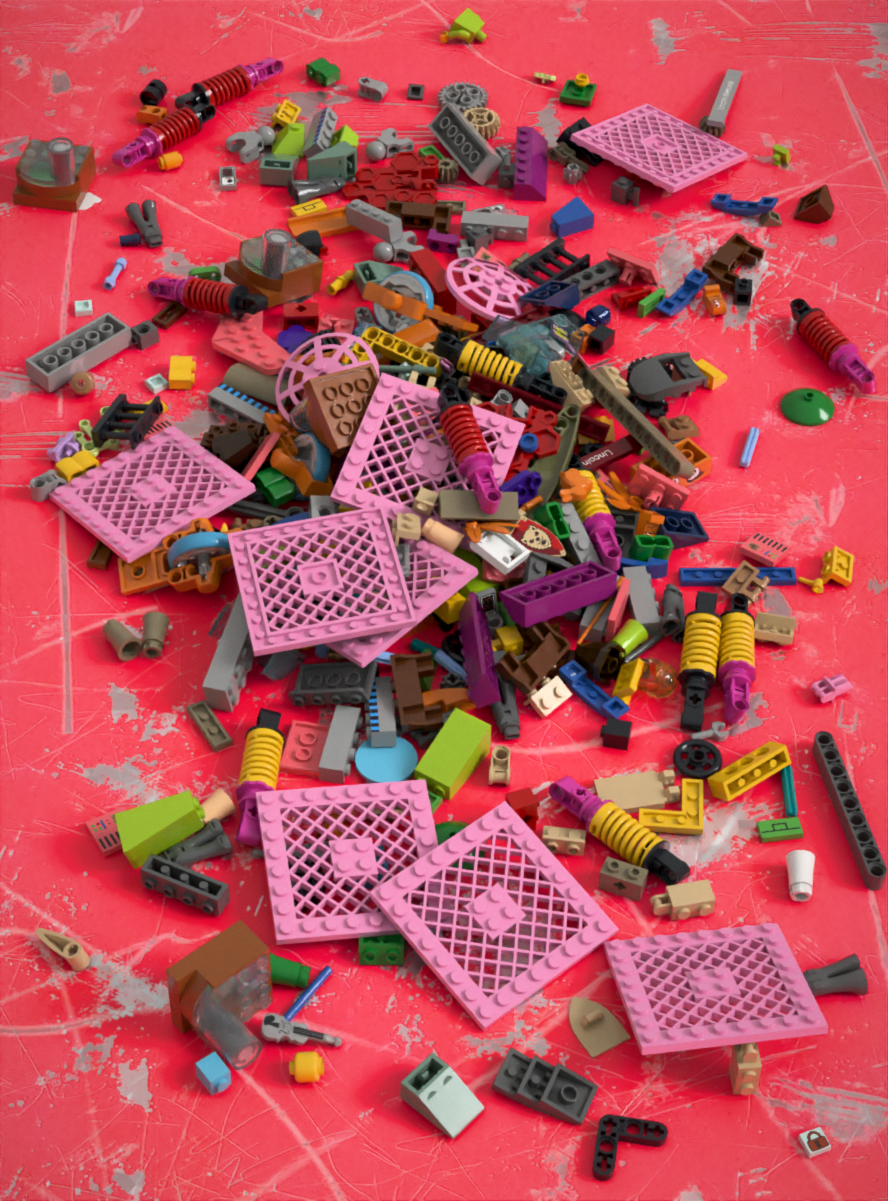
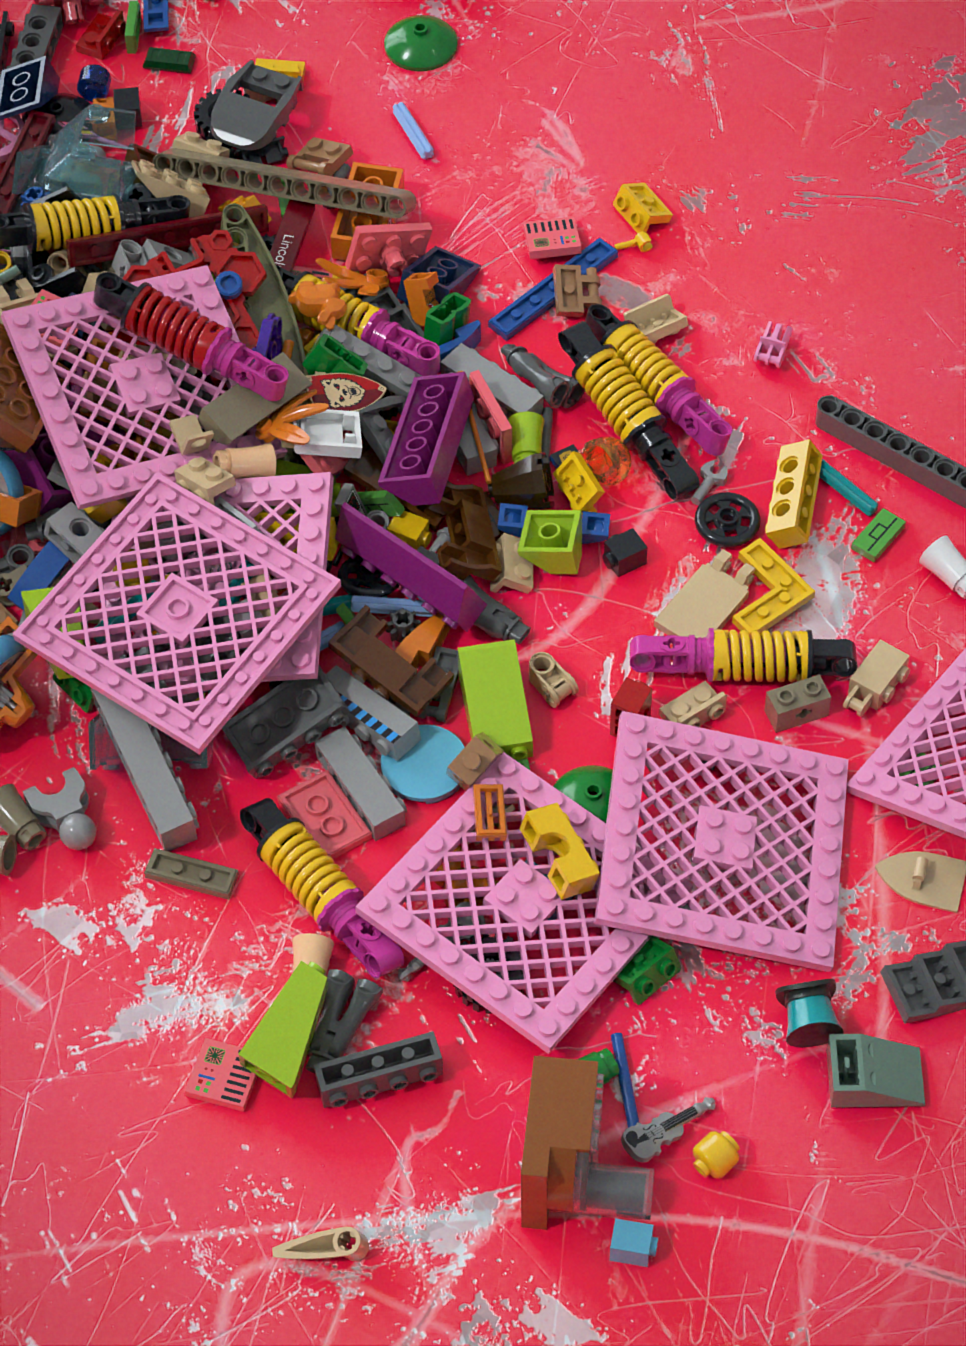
camera: 40 degrees left, 10 degrees up
(182, 649) = (65, 811): none -> light grey piece
(384, 805) = (490, 832): none -> orange tile
(398, 832) = (551, 830): none -> yellow arch
(403, 768) = (473, 760): none -> medium nougat torso
(439, 1035) = (809, 1012): none -> hat
(580, 698) = (552, 540): none -> lime slope
(654, 332) = (169, 60): none -> dark green tile

